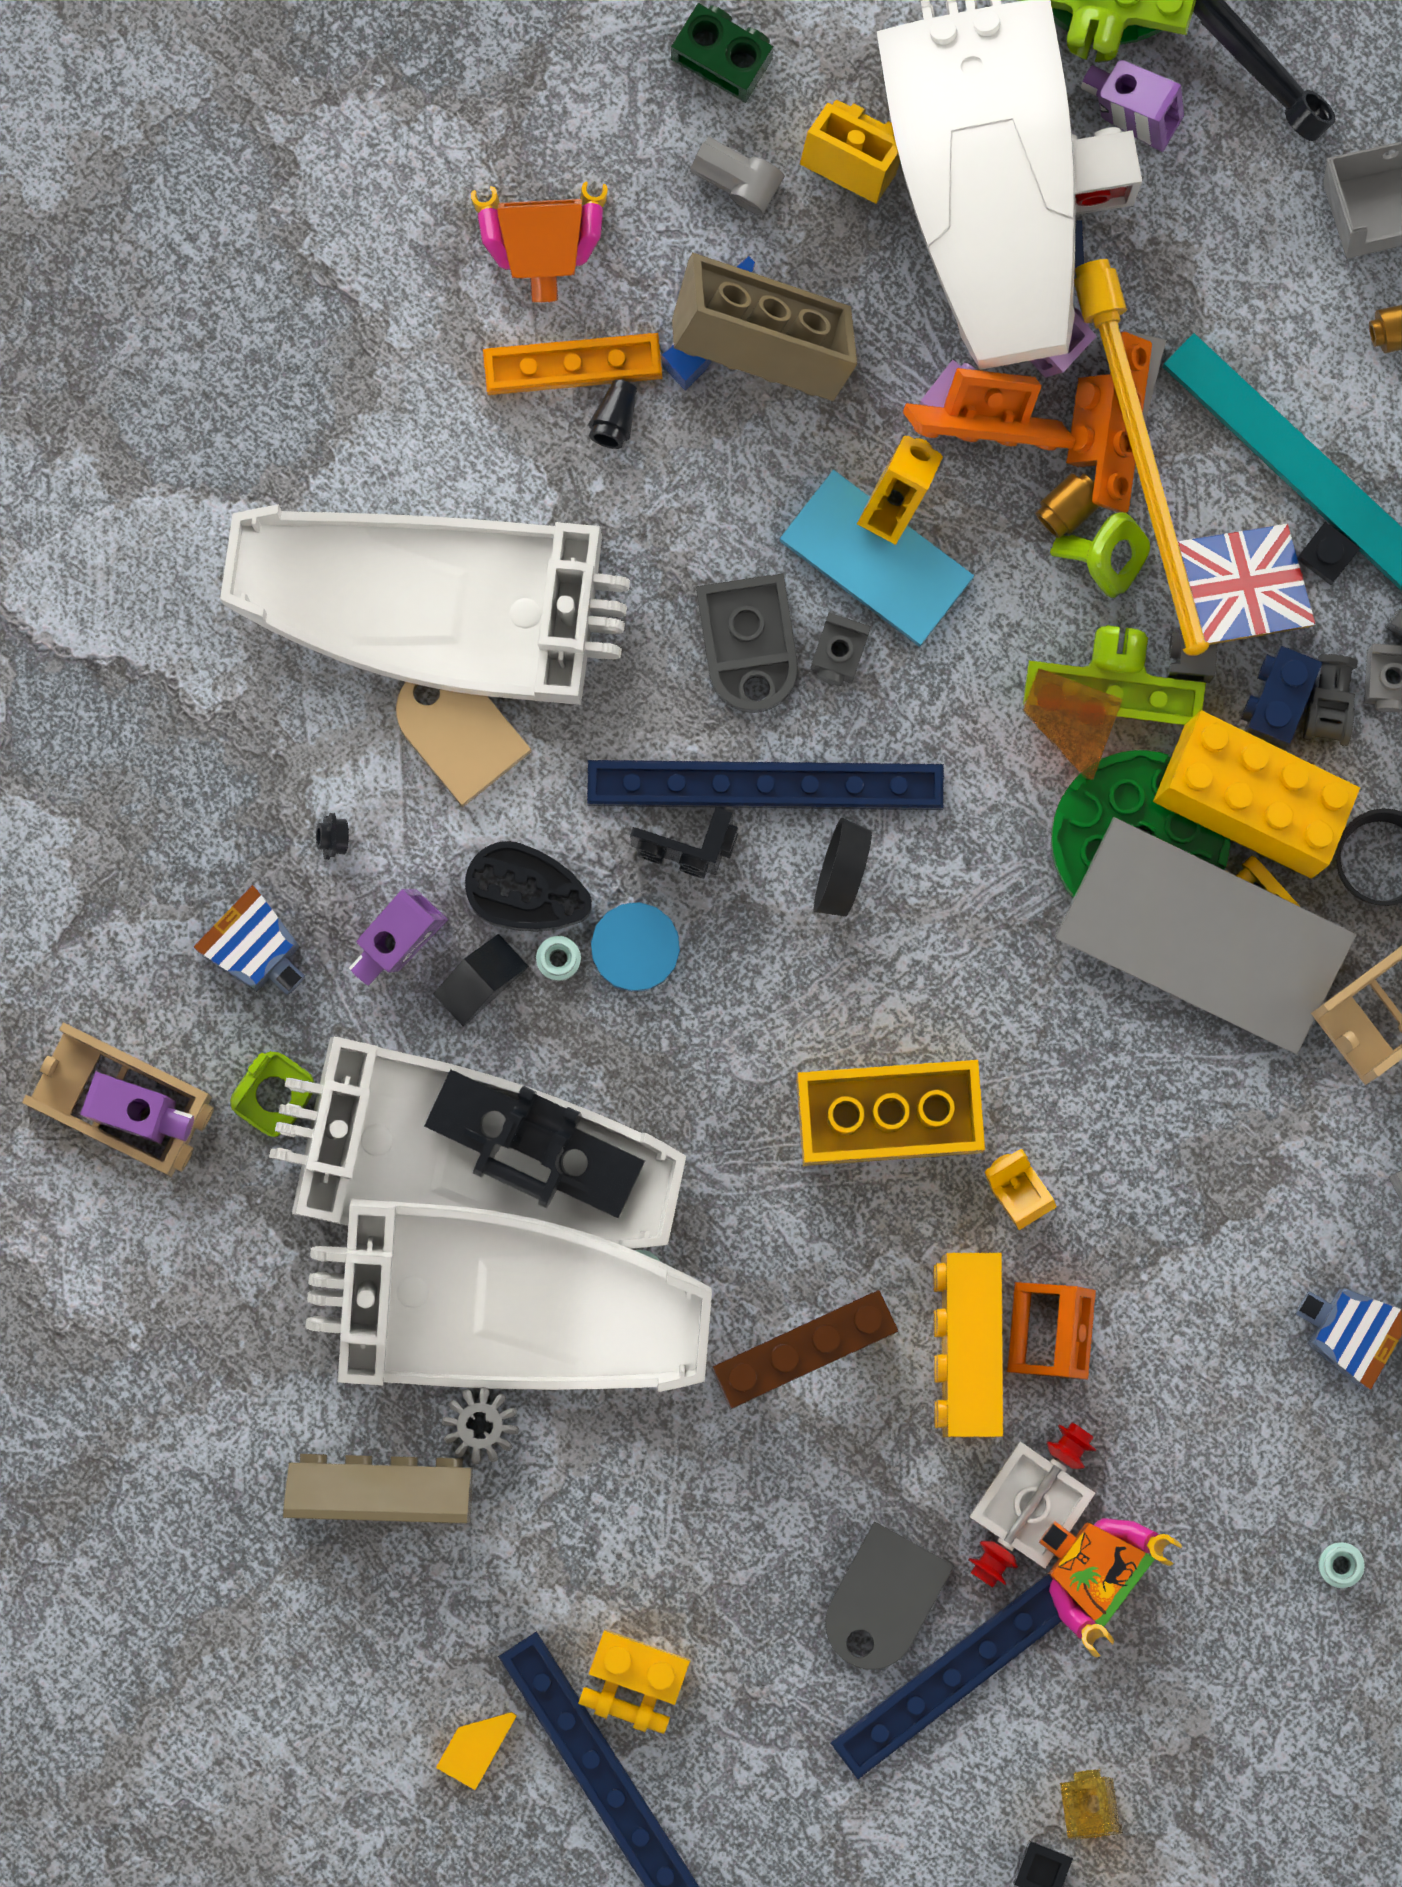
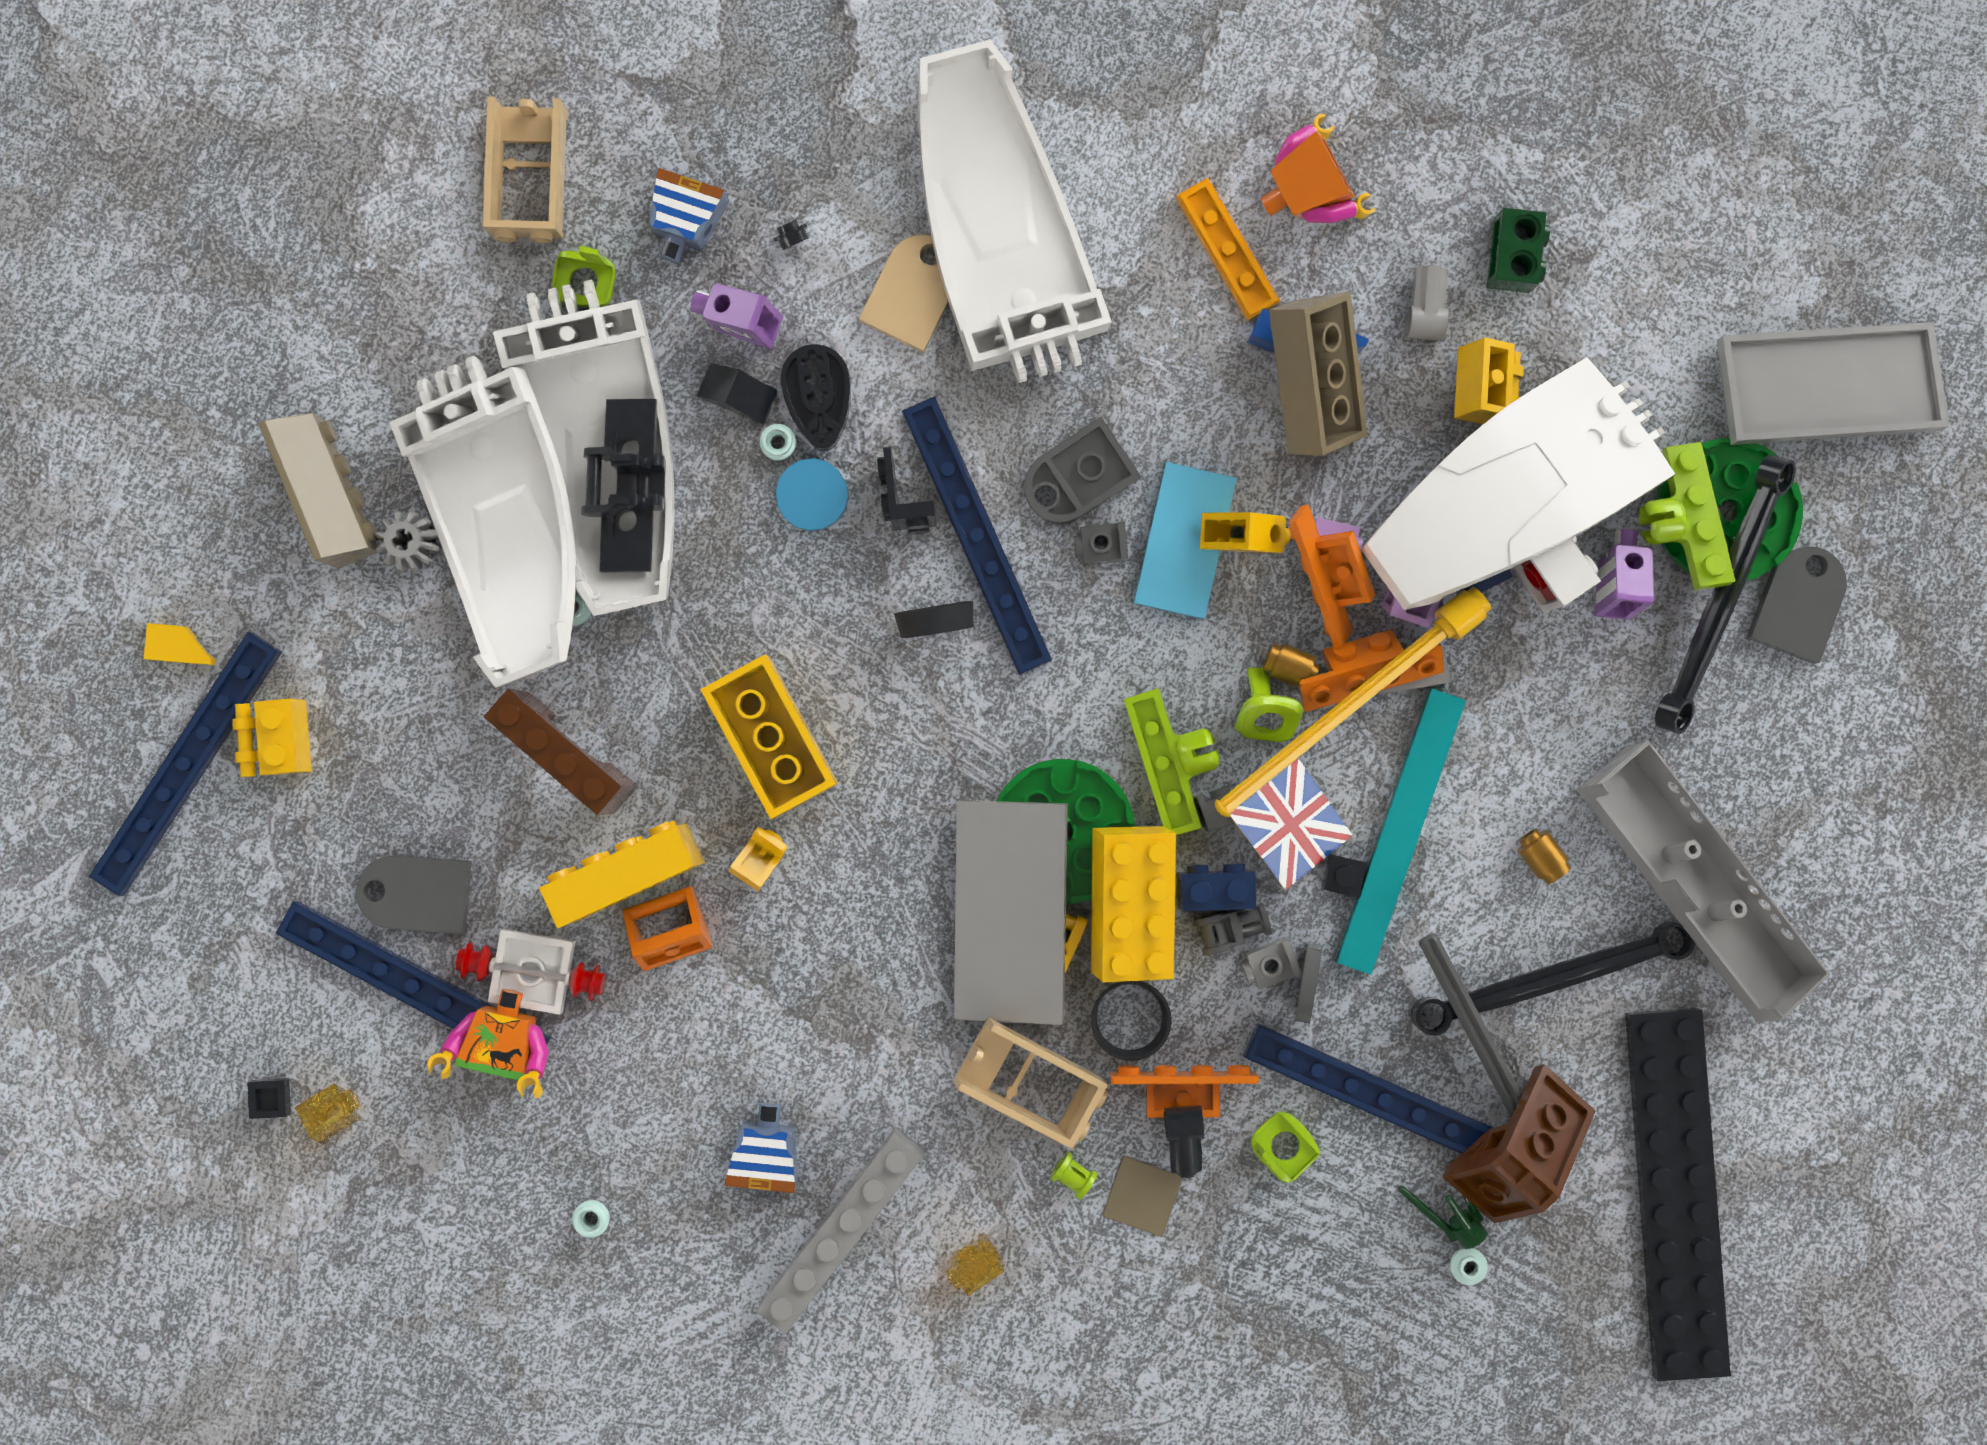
camera: 65 degrees right, 5 degrees up
(122, 1103) = (516, 177): medium lavender torso -> none
(614, 416) = (1201, 297): black cone -> none
(1072, 718) = (1128, 739): clear orange wing -> none

